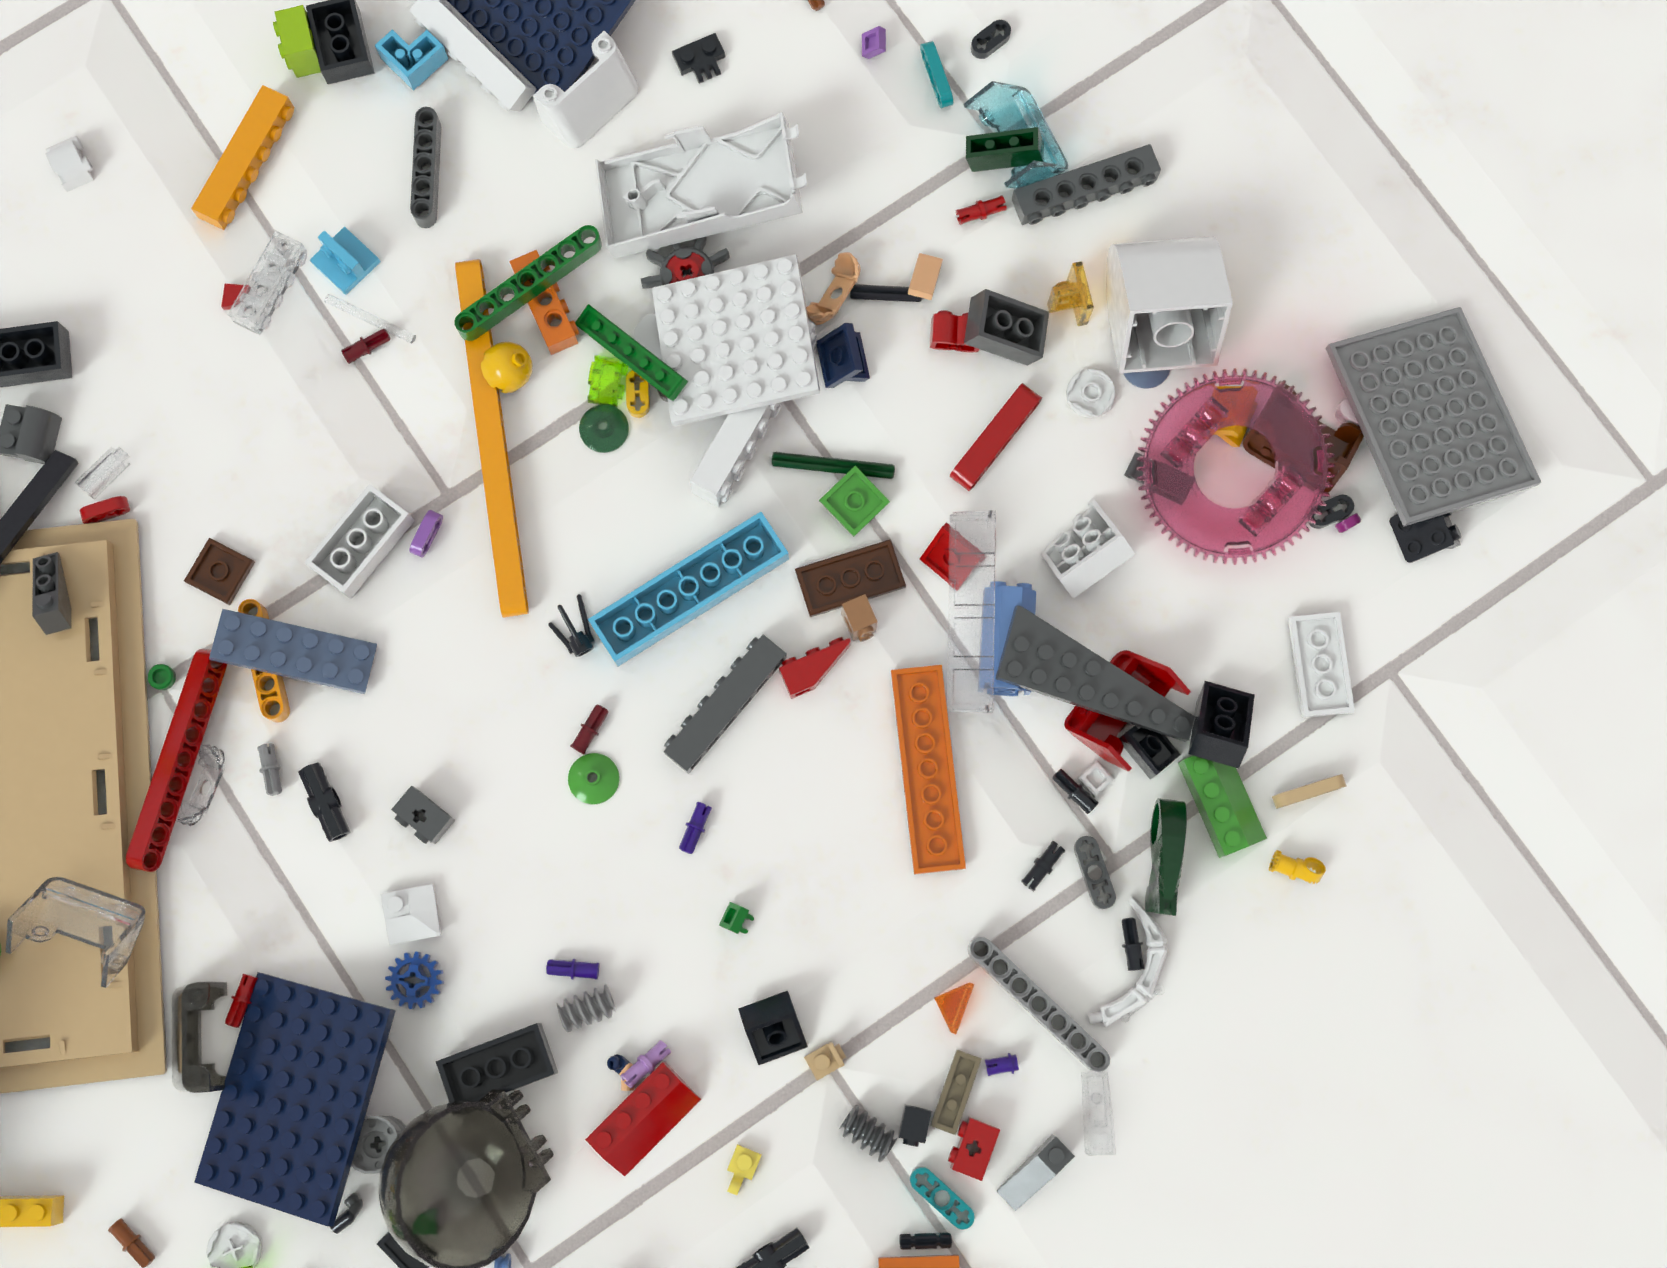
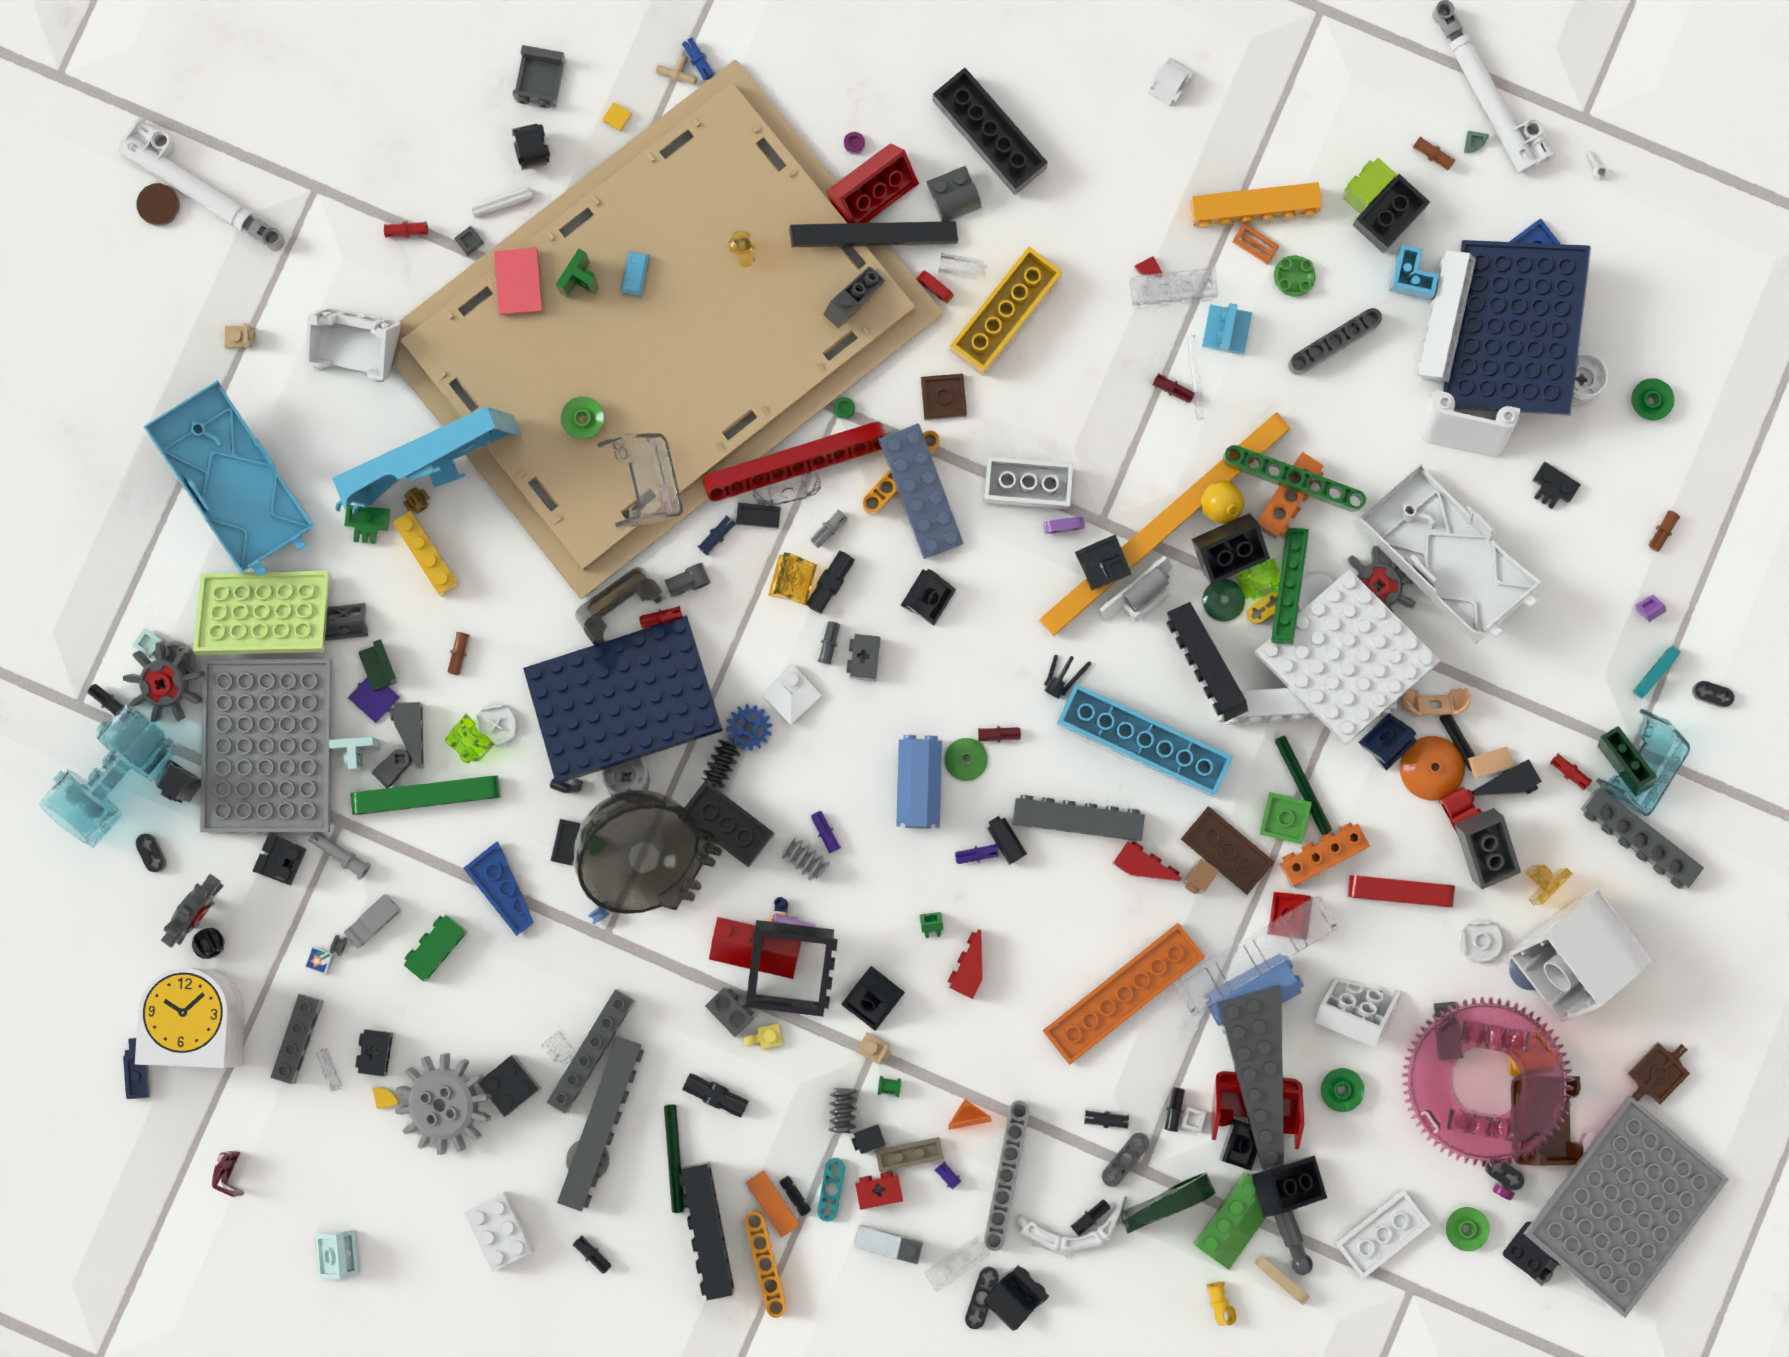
camera: 60 degrees right, 5 degrees up
(175, 455) = (1005, 310): none -> yellow brick
(198, 888) = (716, 535): none -> dark blue pin
(208, 833) = (758, 515): none -> black tile
(223, 940) = (693, 578): none -> dark grey piece
(284, 186) = (1247, 248): none -> orange tile
(294, 837) = (792, 578): none -> clear yellow bracket
(337, 165) = (1294, 275): none -> bright green dish
(384, 842) = (829, 642): none -> dark grey axle
(405, 711) = (928, 596): none -> black bracket
(431, 1033) = (721, 764): none -> black piece
(487, 516) = (1103, 562): none -> black plate
(540, 491) = (1146, 588): none -> light grey brick
(543, 502) = (1117, 603): none -> white bracket
(556, 386) = (1230, 548): none -> black brick
(583, 839) = (919, 782): none -> medium blue brick
(651, 476) = (1207, 661): none -> black brick
(651, 1069) = (796, 933): none -> black window
(695, 1196) = (726, 1016): none -> dark grey brick
(699, 788) = (1006, 840): none -> black brick
(810, 911) = (969, 973): none -> red slope
(873, 1068) = (889, 1086): none -> green bush
(890, 349) = (1417, 771): none -> orange dish
(913, 487) = (1324, 854): none -> orange brick
(957, 265) = (1513, 781): none -> black slope
(1155, 1129) = (971, 1311): none -> black beam
(1161, 603) = (1353, 1090): none -> green dish
(1169, 1074) = (1015, 1297): none -> black bracket
(1274, 755) = (1292, 1238): none -> dark grey piece
(1319, 307) = (1658, 1073): none -> reddish brown plate
(1374, 573) = (1478, 1231): none -> bright green dish

